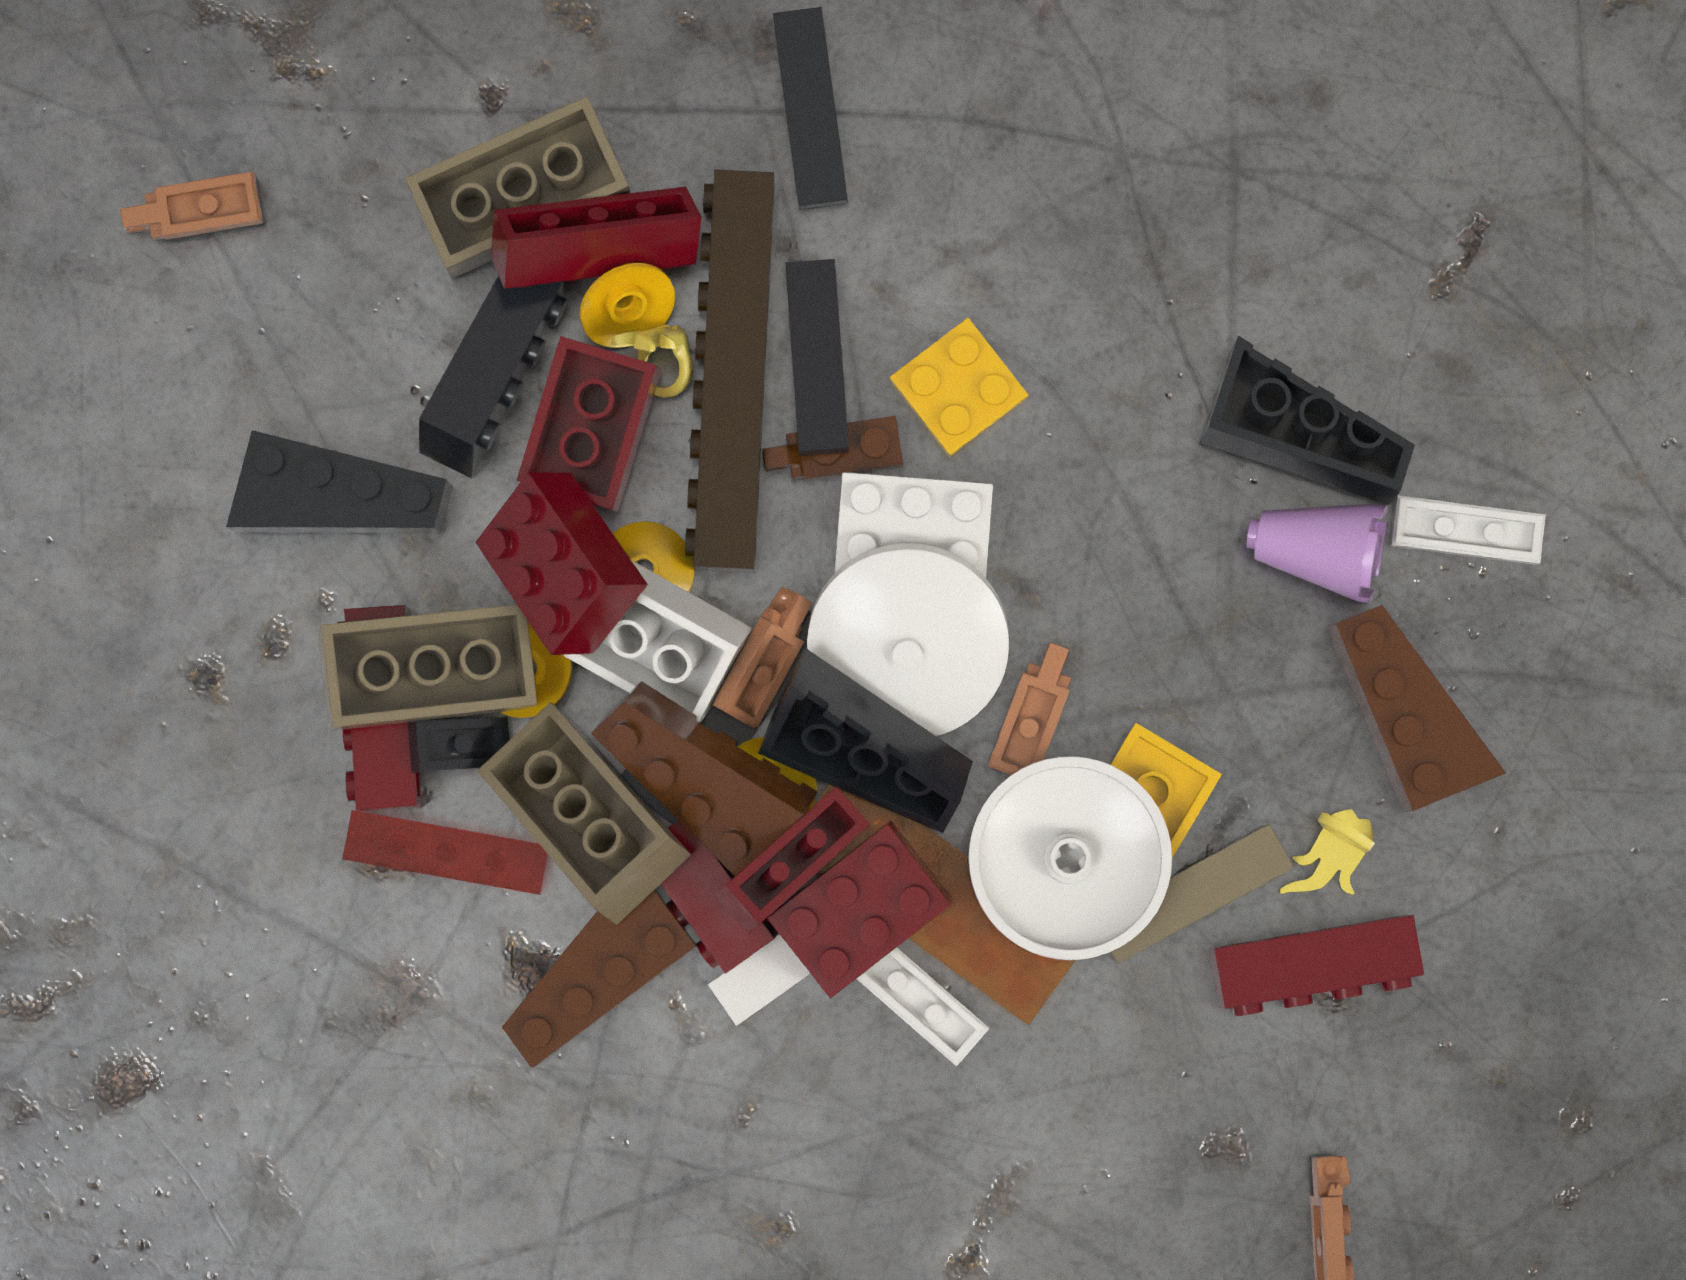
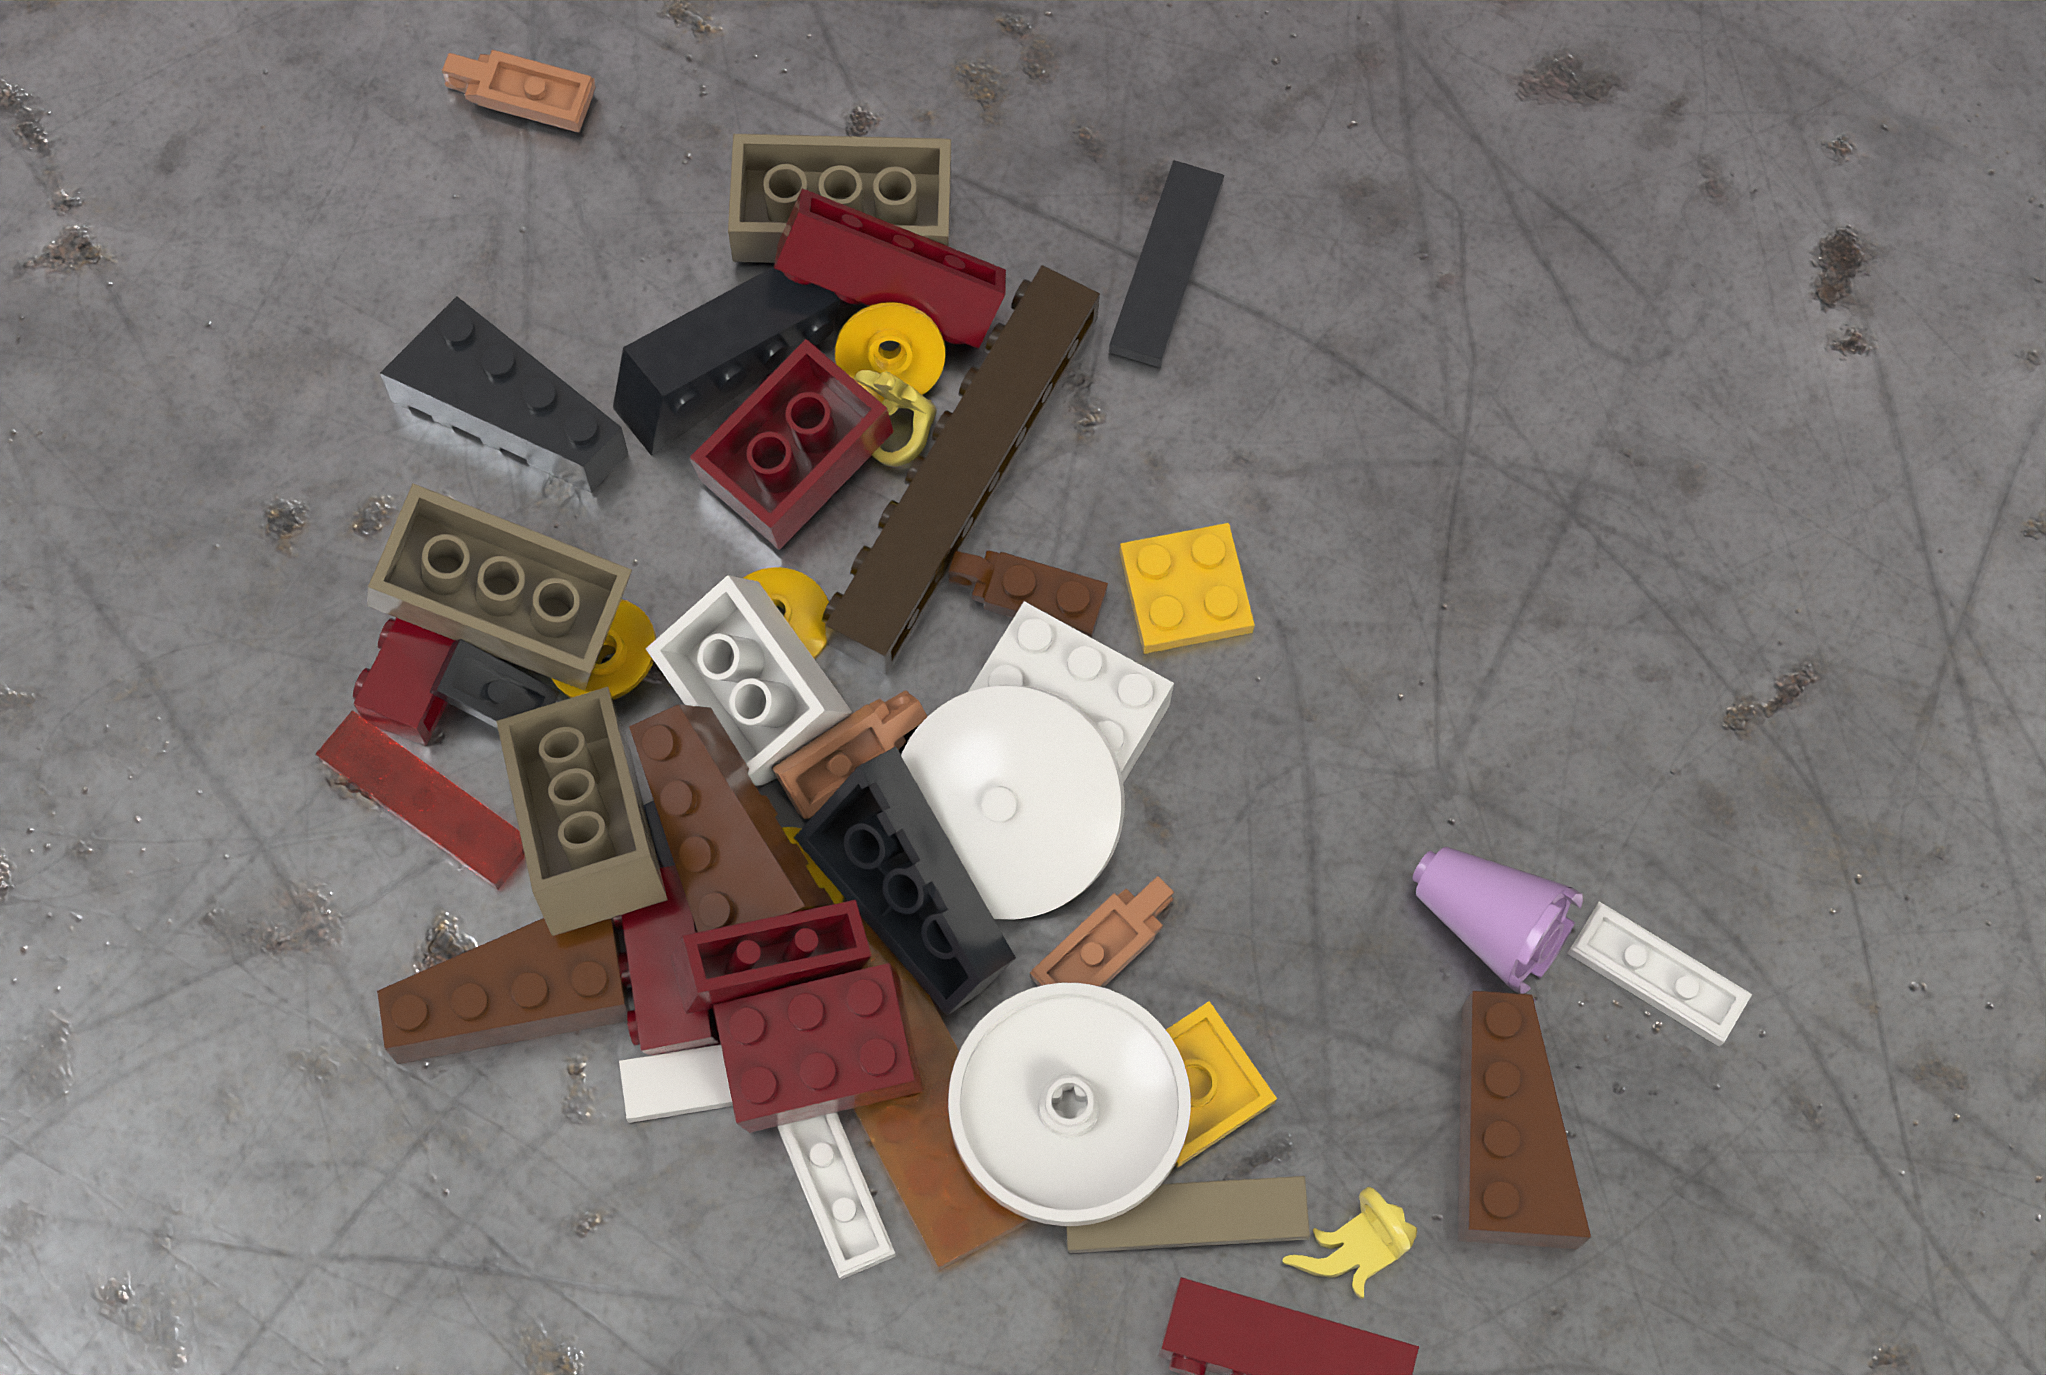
camera: 25 degrees right, 15 degrees down
(561, 563) = (688, 545): dark red brick -> none
(817, 357) = (1054, 490): black tile -> none
(1301, 429) = (1526, 782): black wedge -> none

